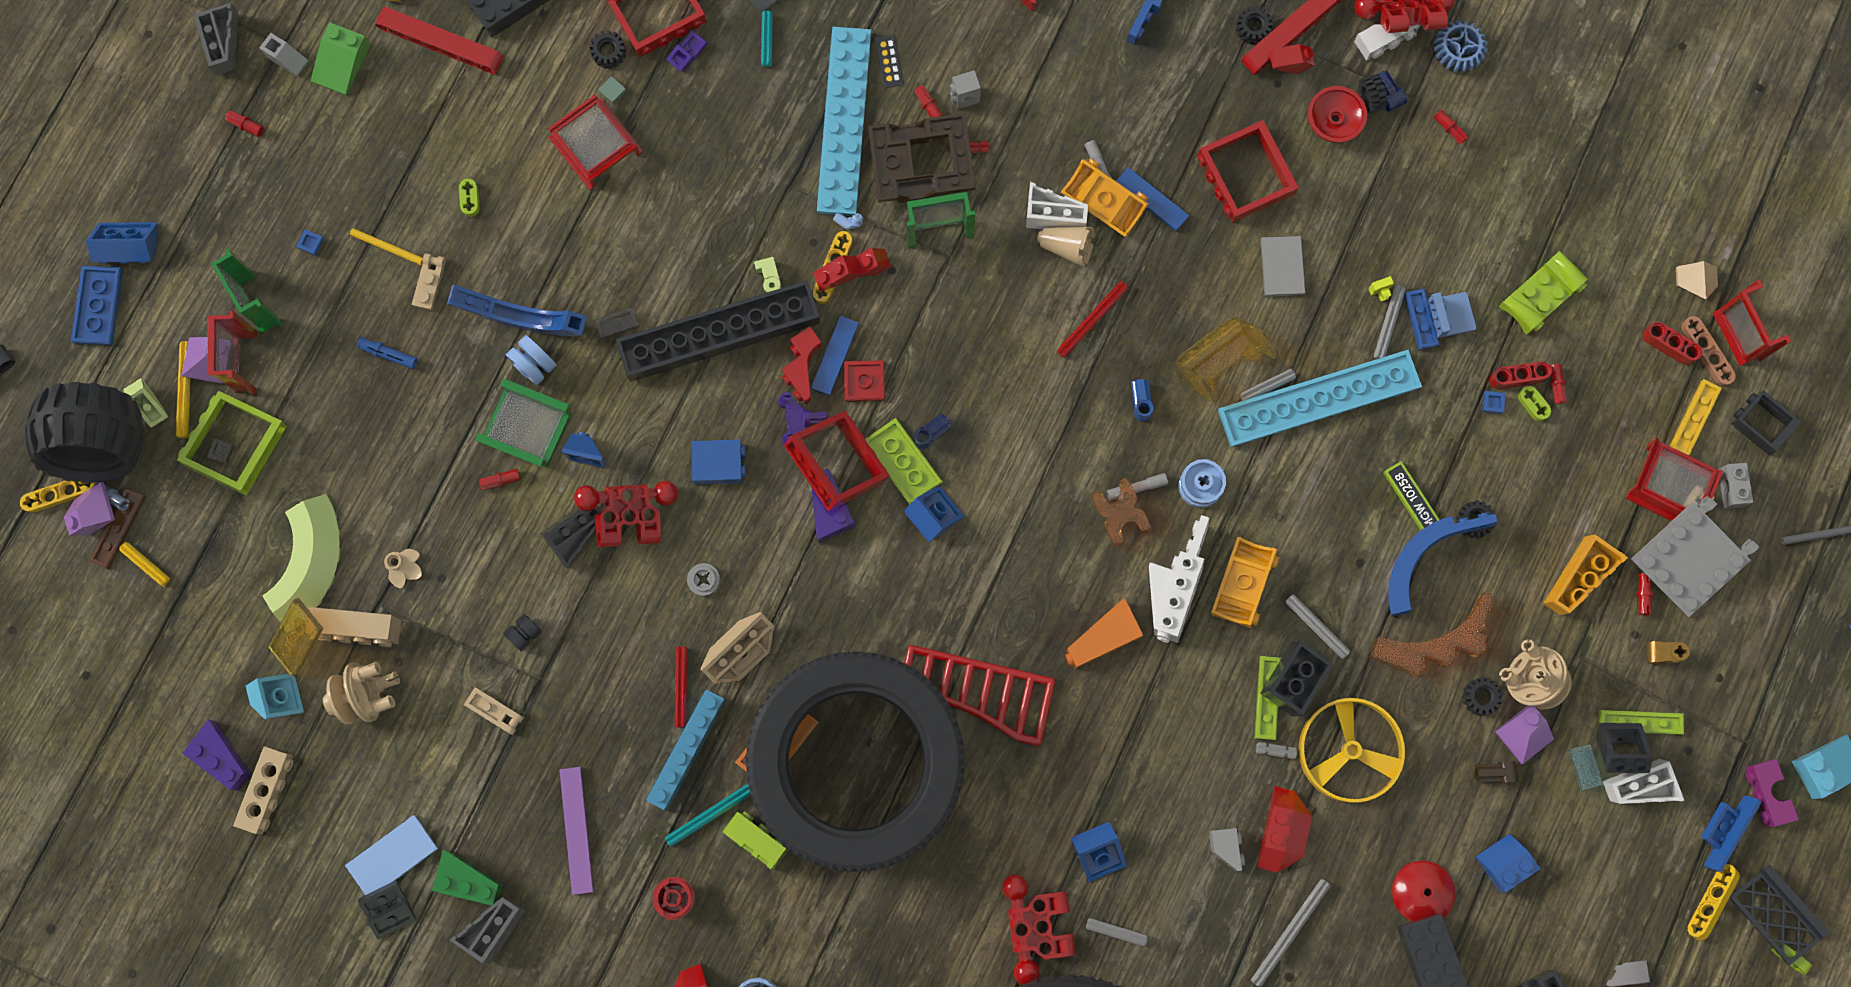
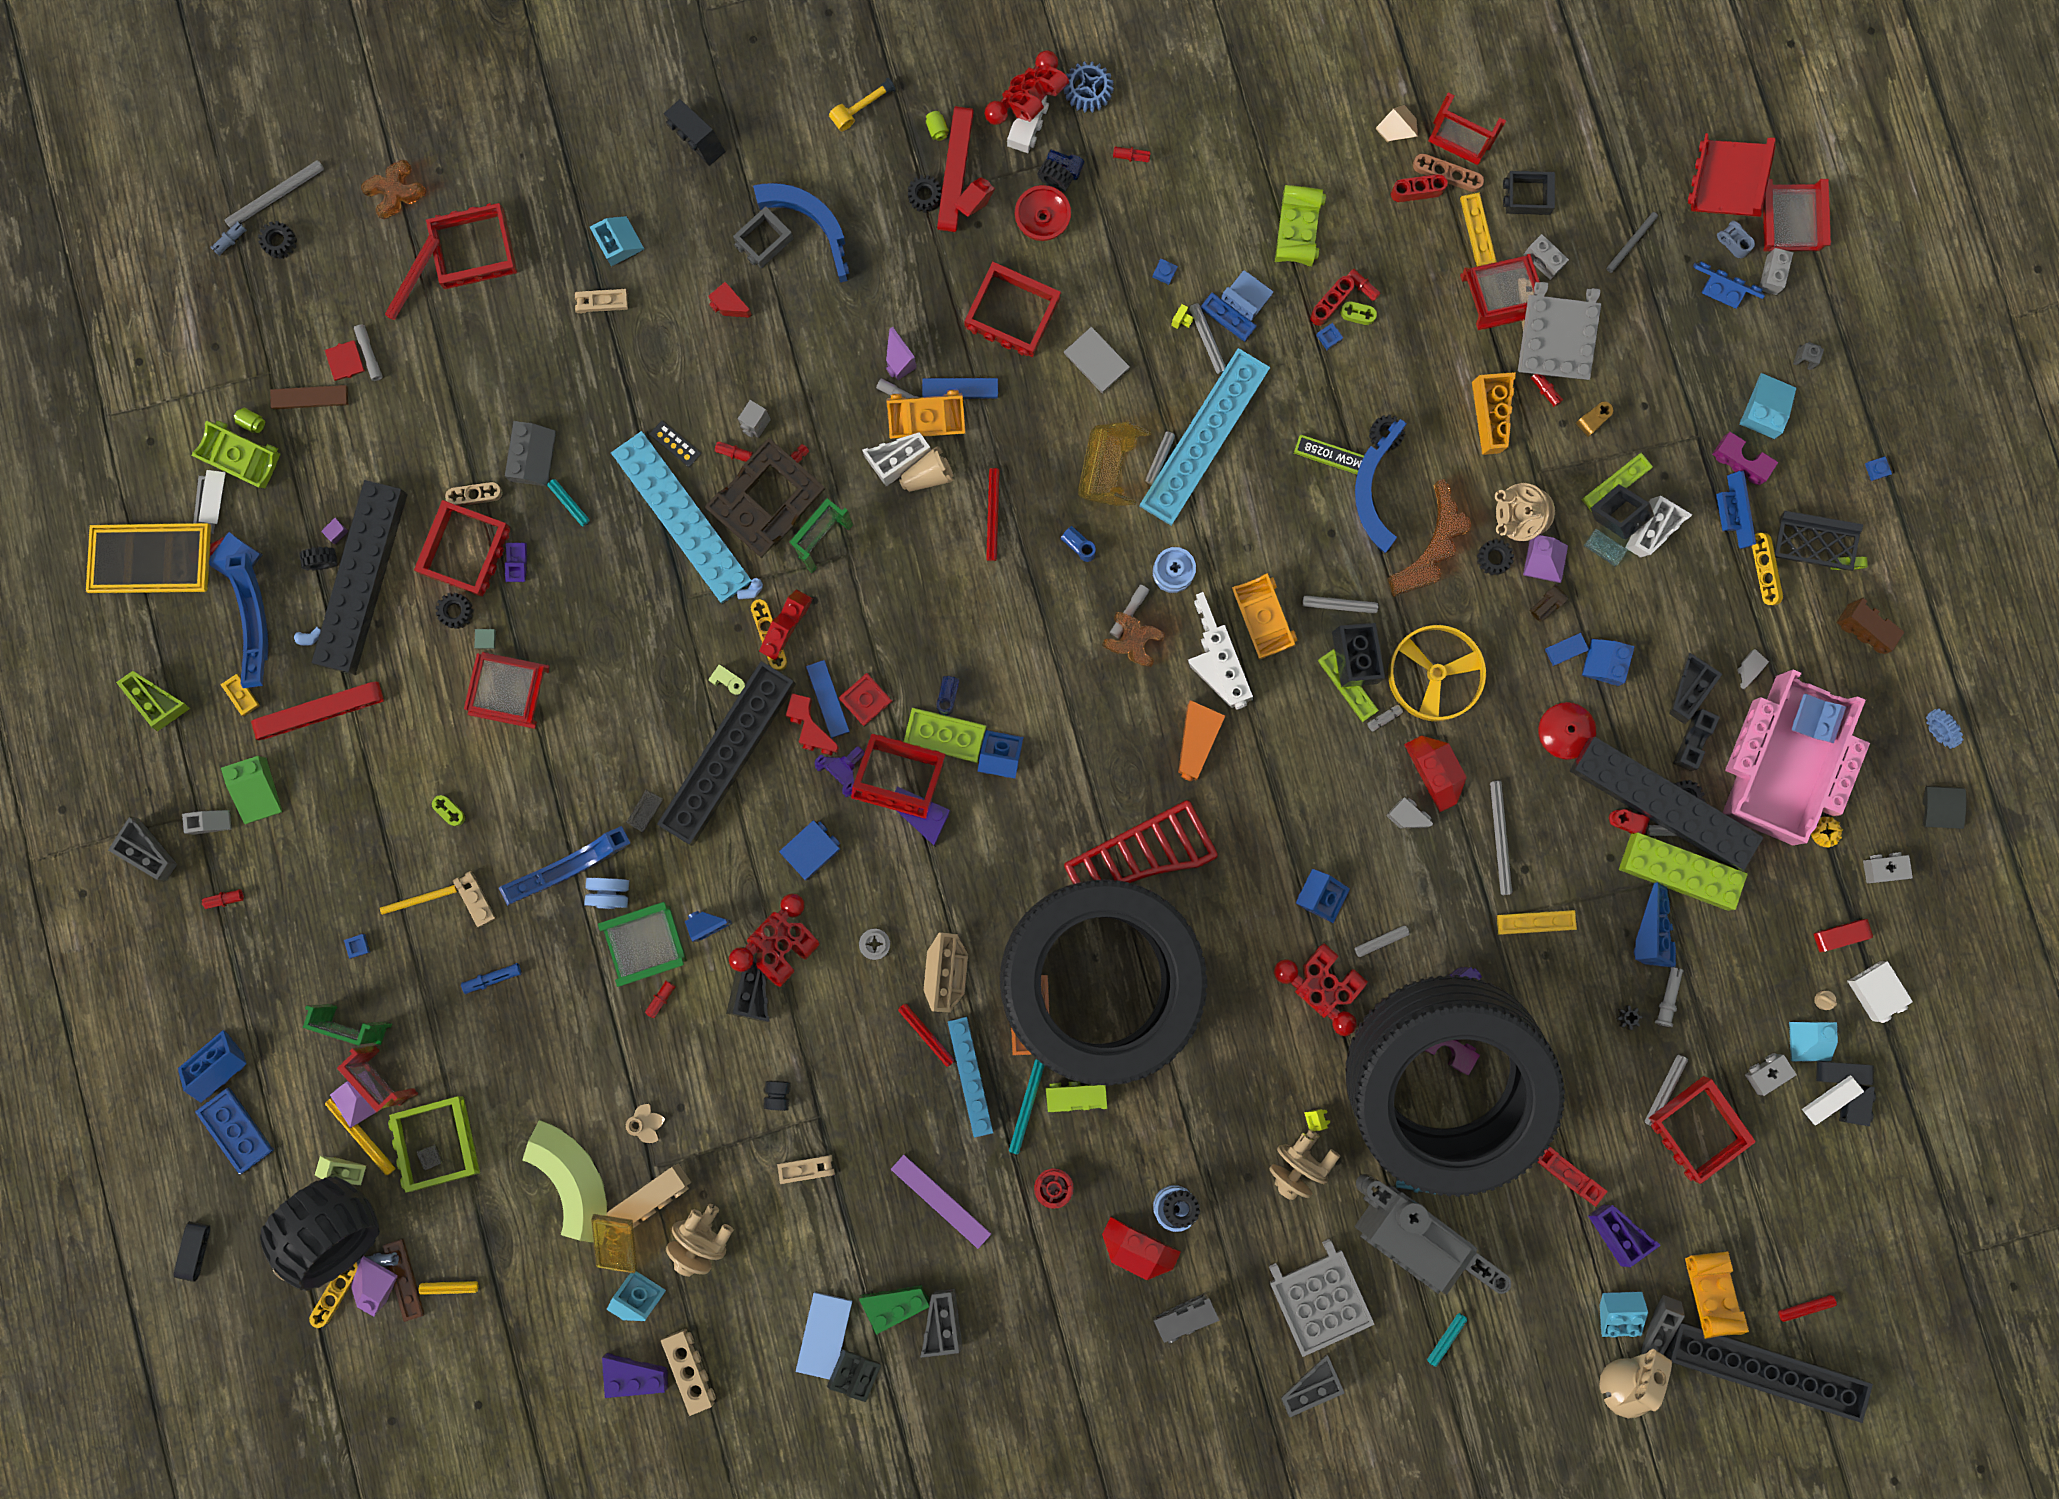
camera: 45 degrees left, 5 degrees up
(1122, 134) = (899, 357): none -> medium lavender slope
(1399, 241) = (1164, 271): none -> blue plate
(1480, 824) = (1566, 649): none -> blue tile
(1565, 947) = (1693, 687): none -> black wedge

